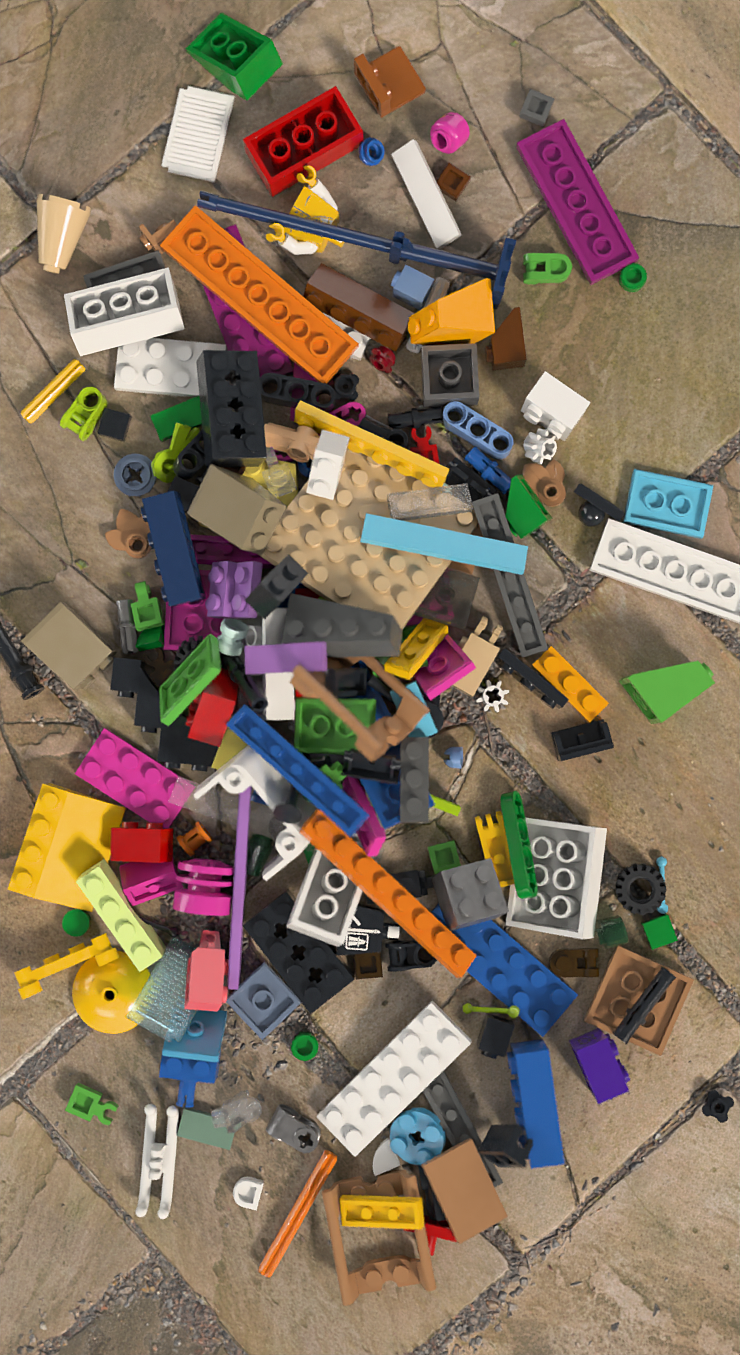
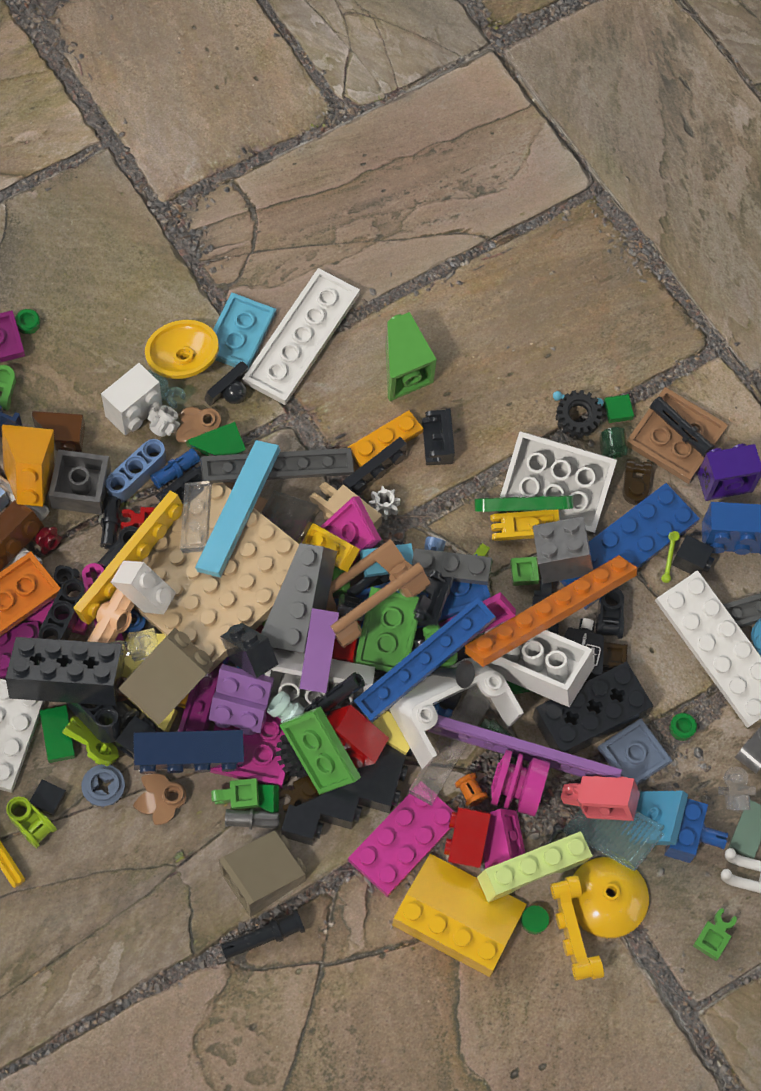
camera: 90 degrees left, 20 degrees down
(582, 431) = (168, 393): none -> clear light blue plate
(635, 437) = (181, 349): none -> yellow dish

